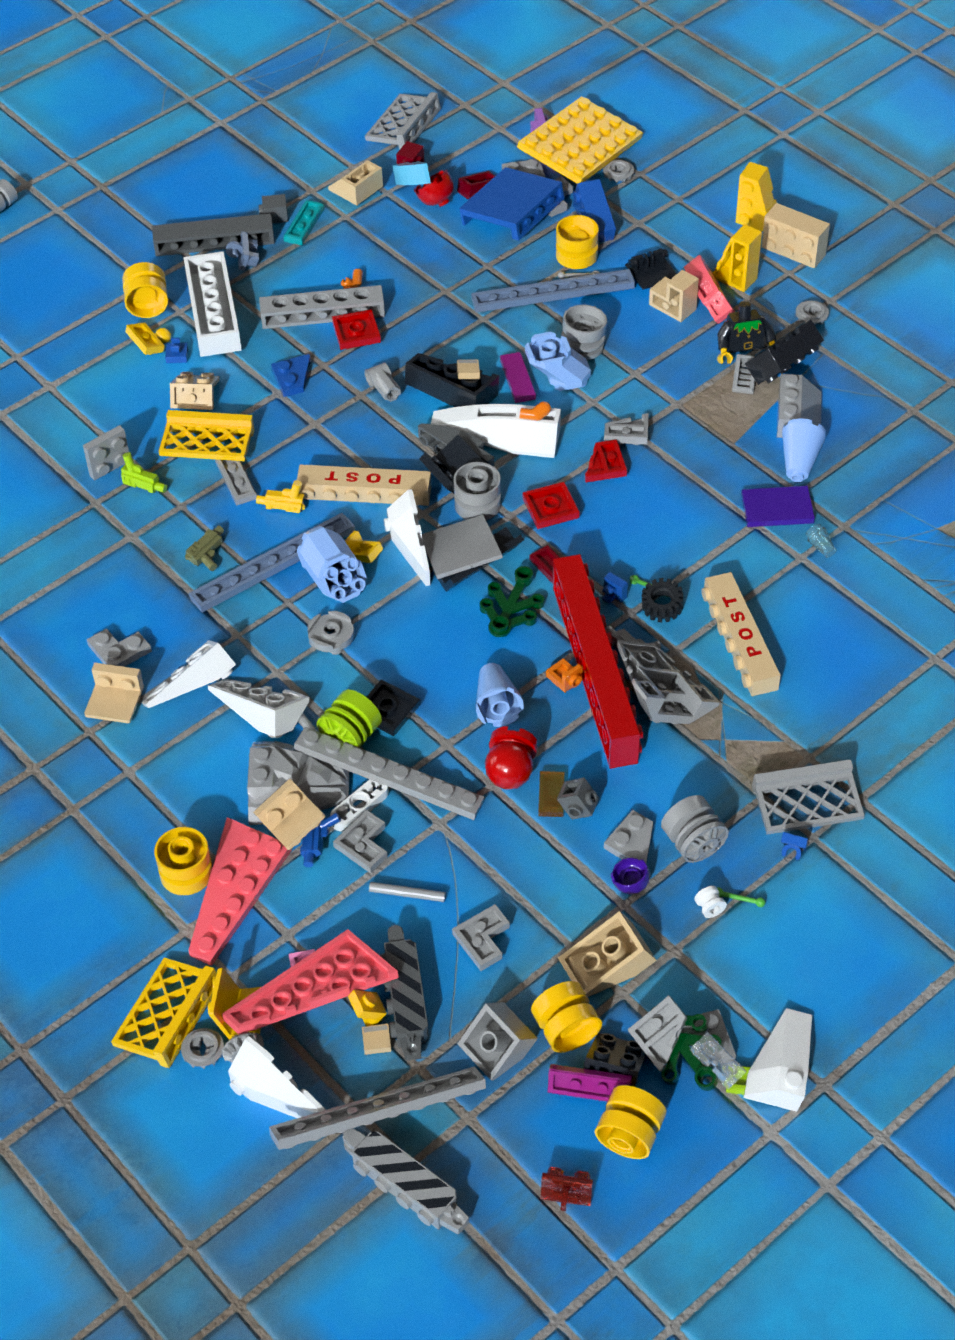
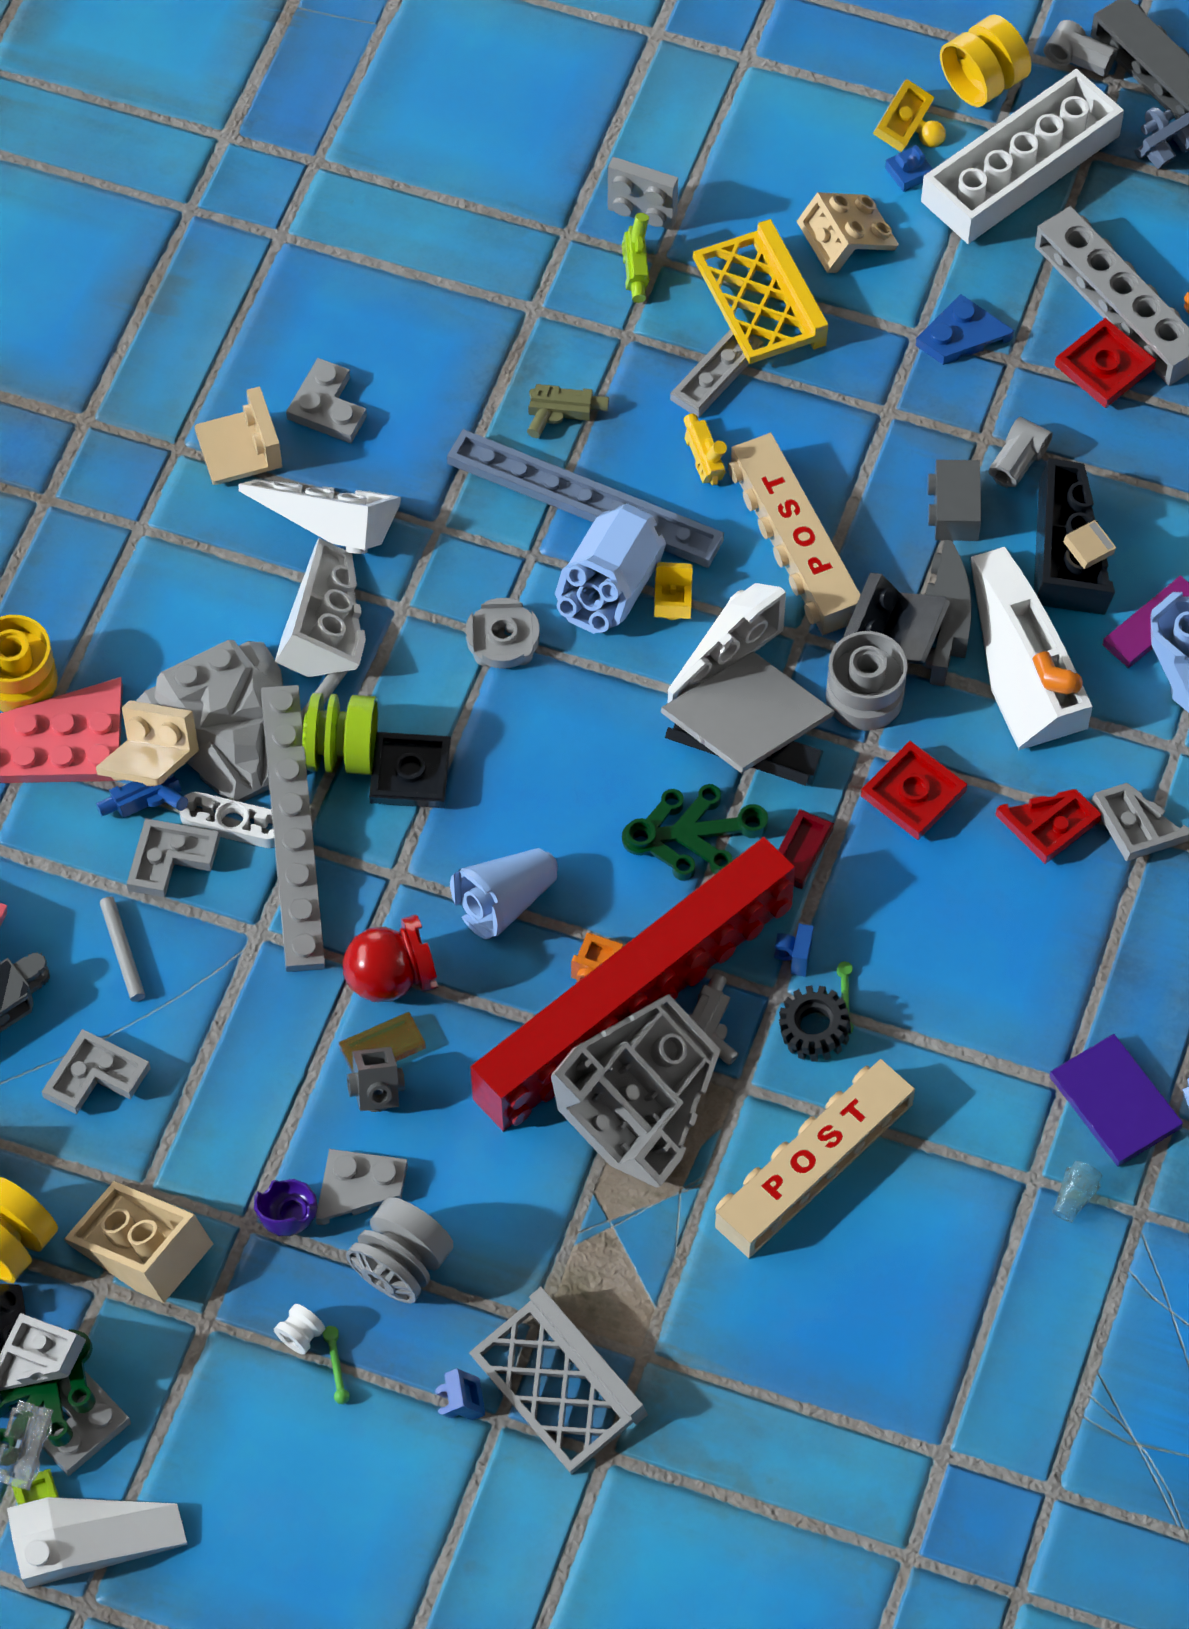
camera: 60 degrees right, 10 degrees up
(165, 258) = (1072, 45): none -> light grey piece
(393, 416) = (956, 500): none -> dark grey brick

